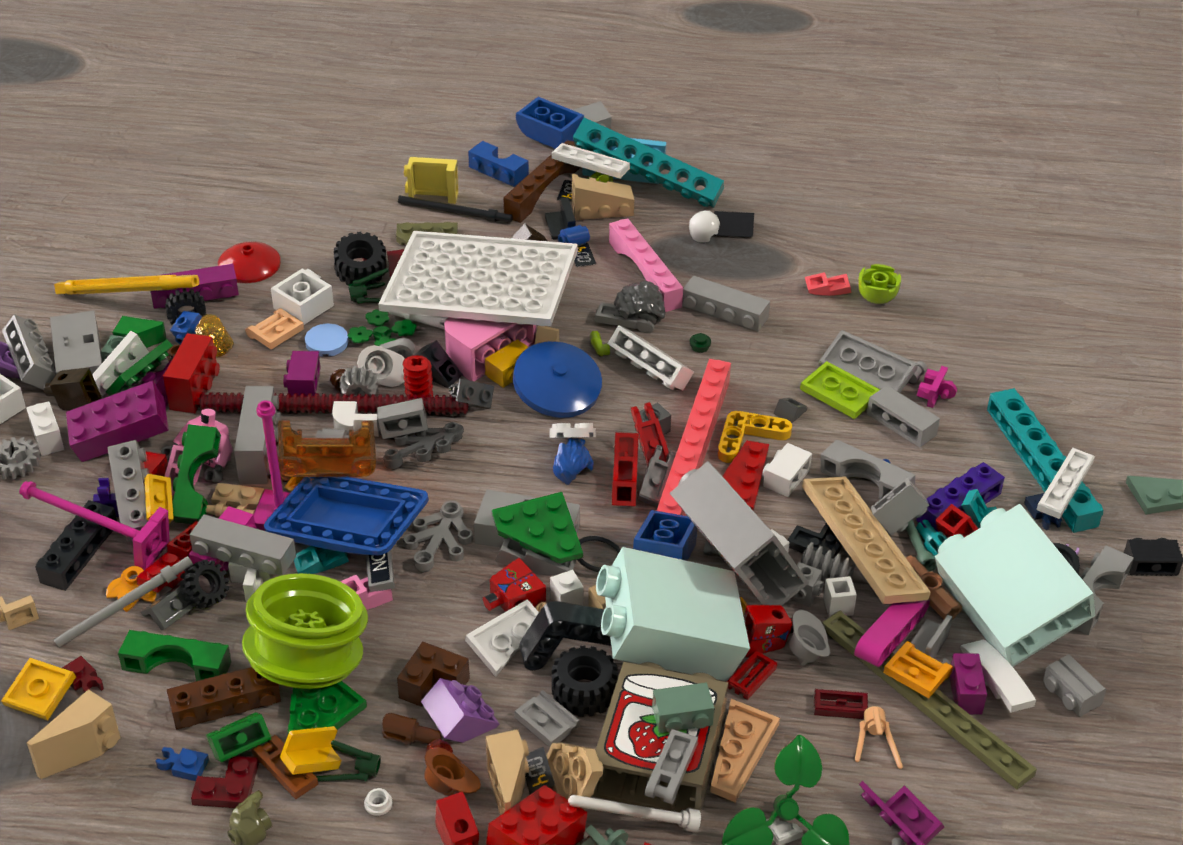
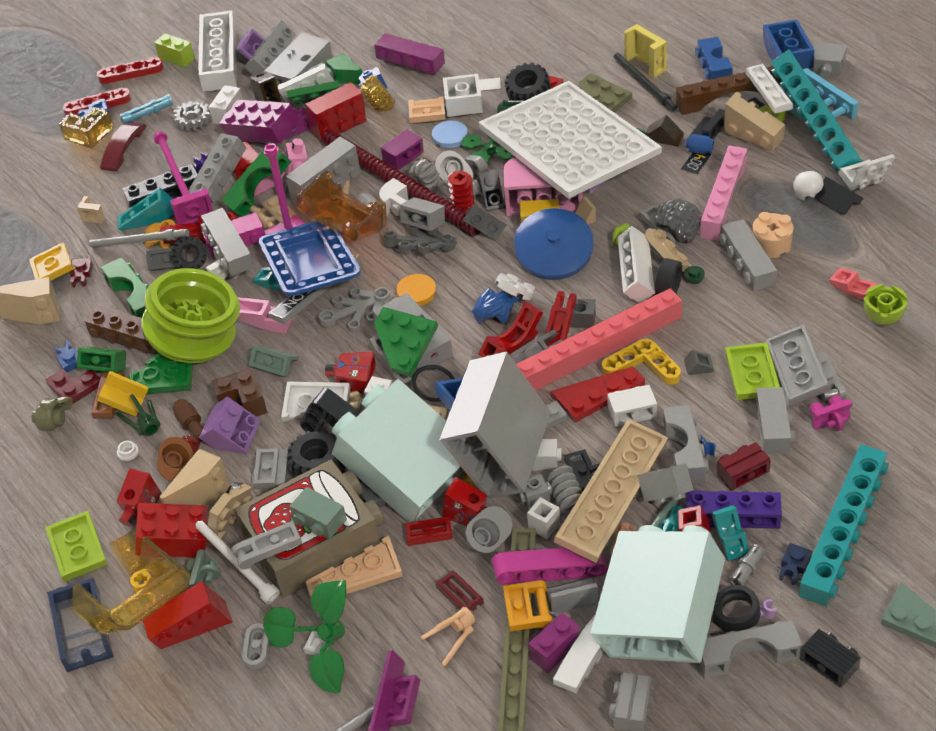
camera: 50 degrees right, 5 degrees up
(89, 575) = (148, 211): none -> teal slope
(126, 284) = (367, 32): yellow piece -> none
(158, 494) = (221, 184): yellow panel -> none
(184, 299) = (386, 65): black tyre -> none
(251, 261) = (468, 54): red dish -> none
(419, 628) = (271, 359): none -> sand green panel
(471, 487) = (419, 287): none -> light orange tile
(658, 331) = (665, 247): none -> tan plate
(693, 352) = (668, 275): none -> black tyre
(728, 271) = (773, 233): none -> light nougat brick
(734, 199) = (866, 172): none -> white bracket
(926, 461) = (743, 466): none -> dark red brick
(1065, 483) = (823, 551): white tile -> none

